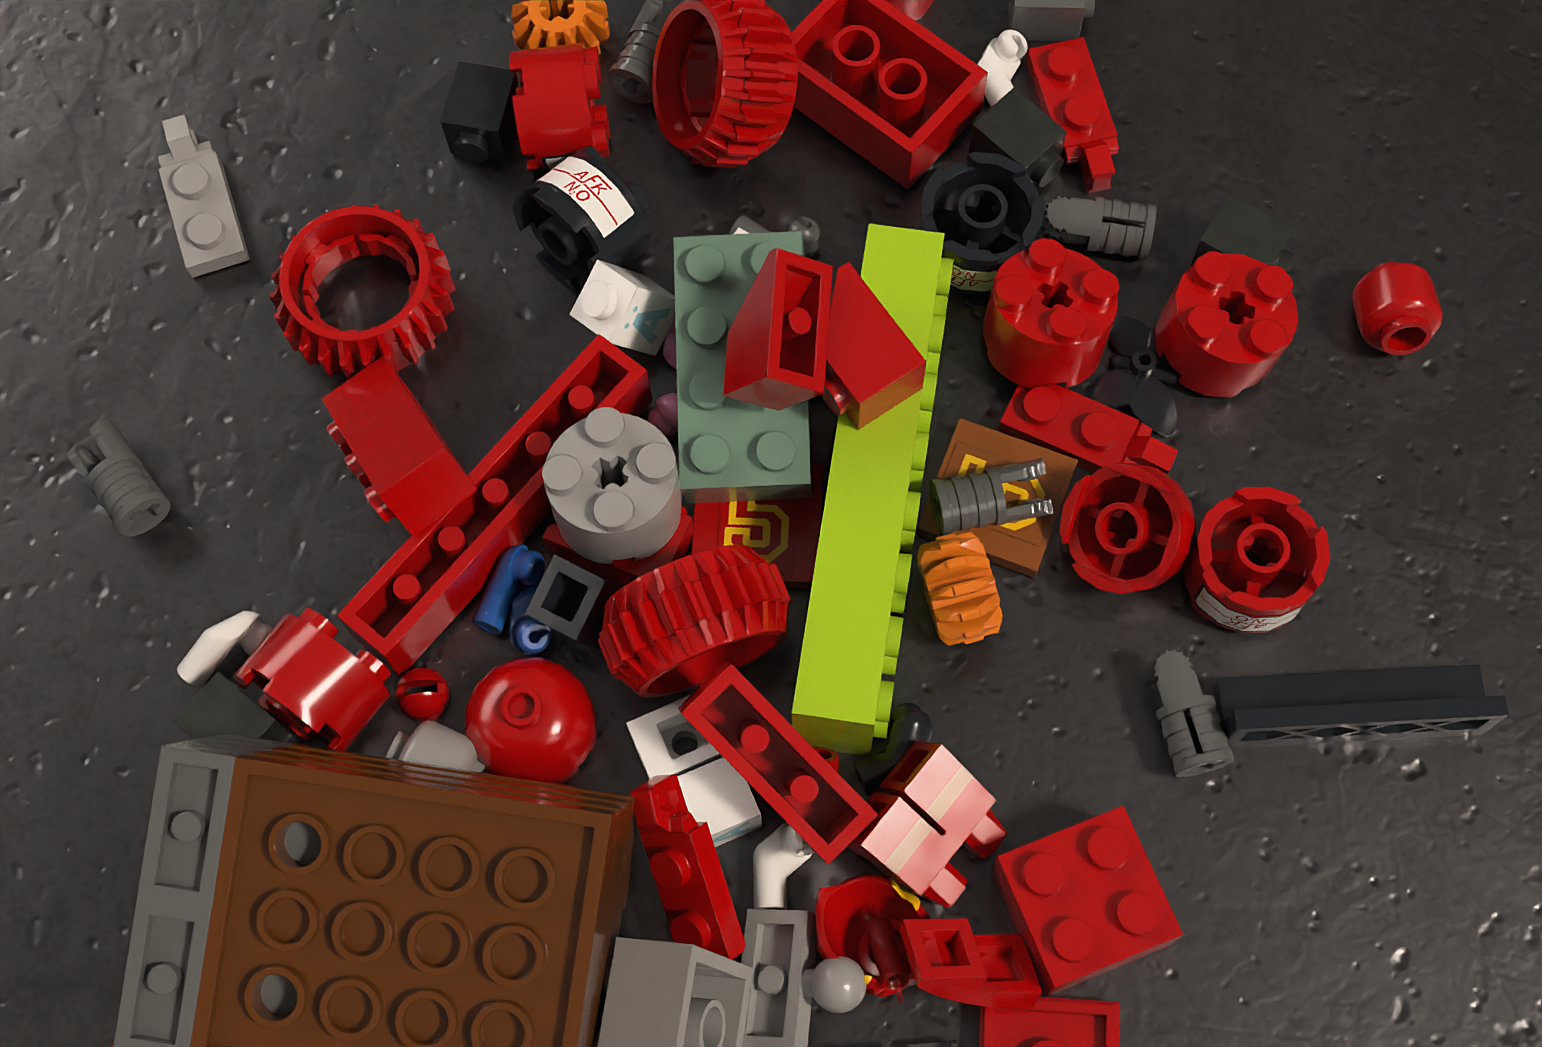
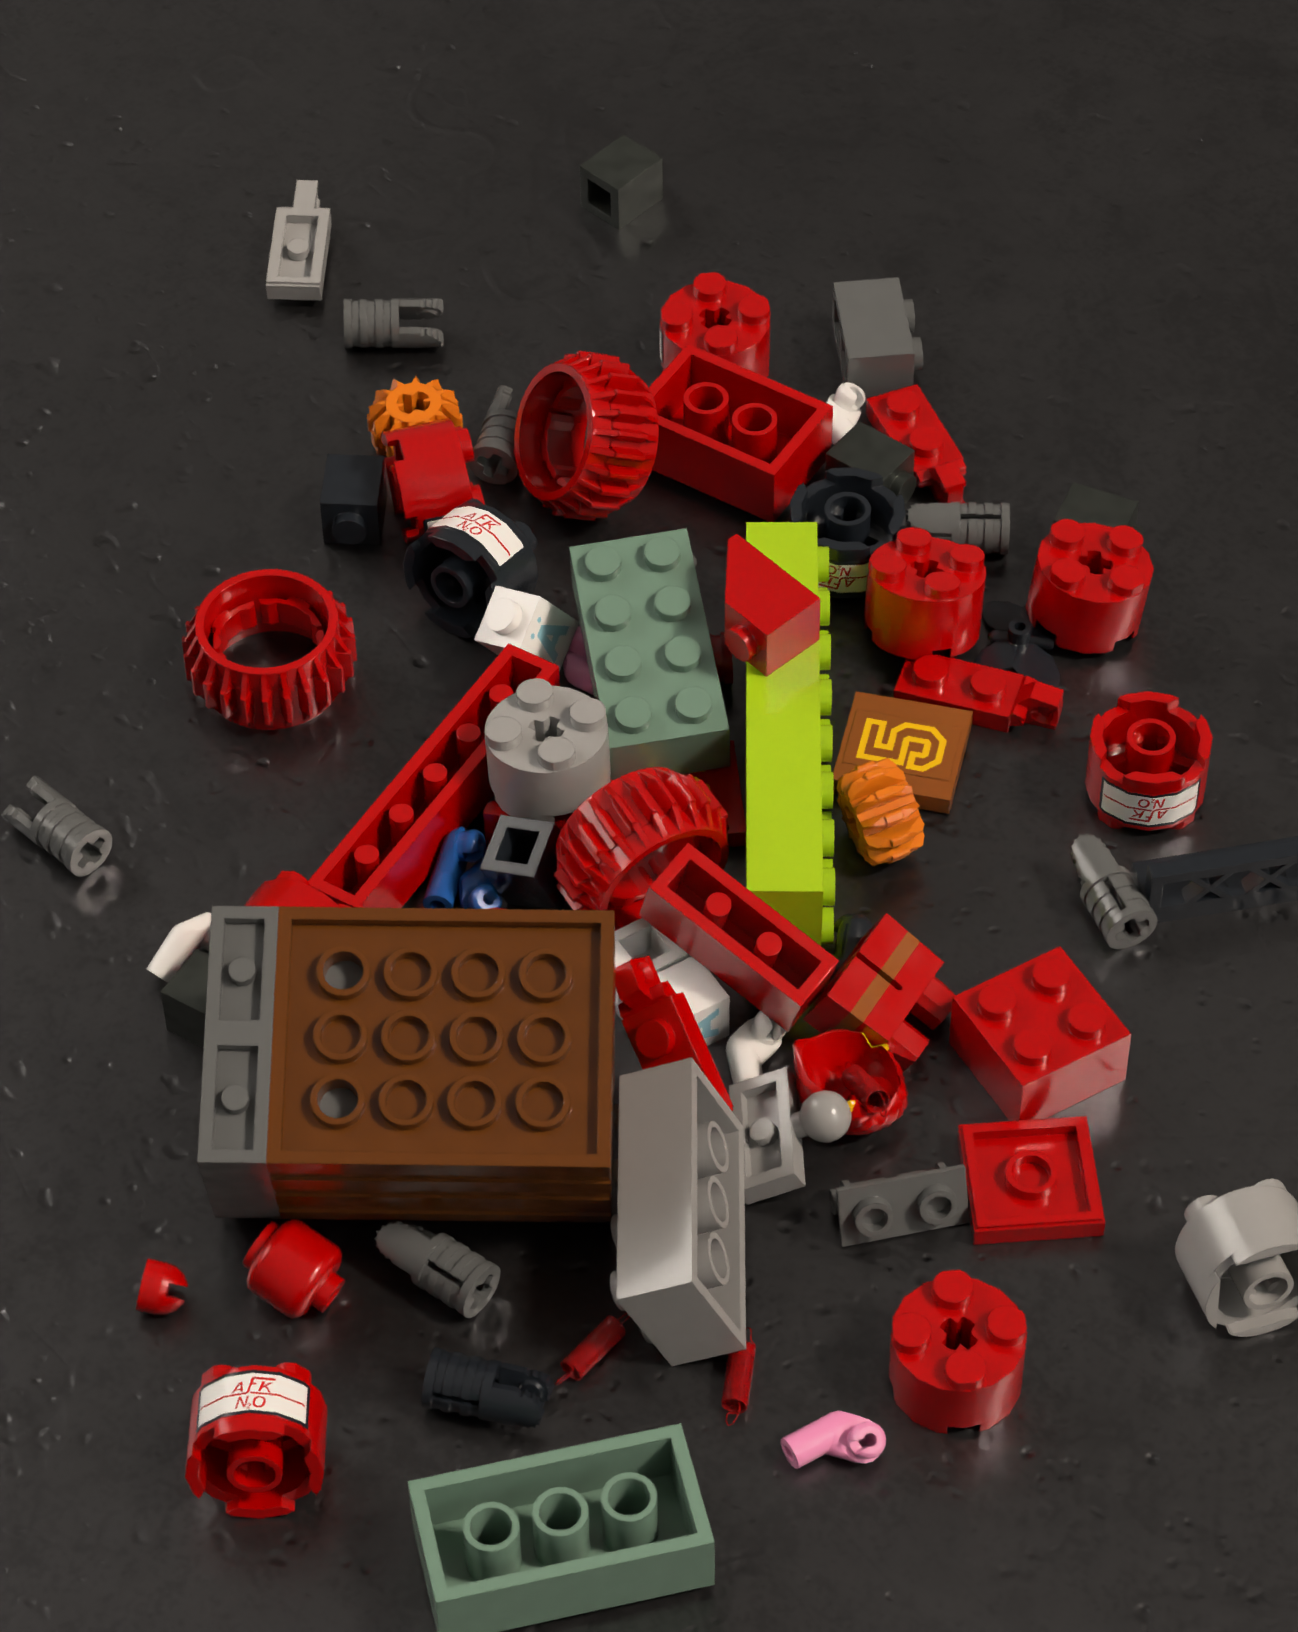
camera: 10 degrees left, 20 degrees down
(200, 201) = (88, 603): light grey hinge -> none
(395, 448) = (334, 751): red brick -> none
(781, 334) = (685, 594): red slope -> none
(969, 966) = (936, 1085): red slope -> none
(980, 498) = (892, 738): dark grey hinge -> none
(1128, 527) = (1026, 744): red cylinder -> none
(1397, 308) = (1245, 560): red head -> none

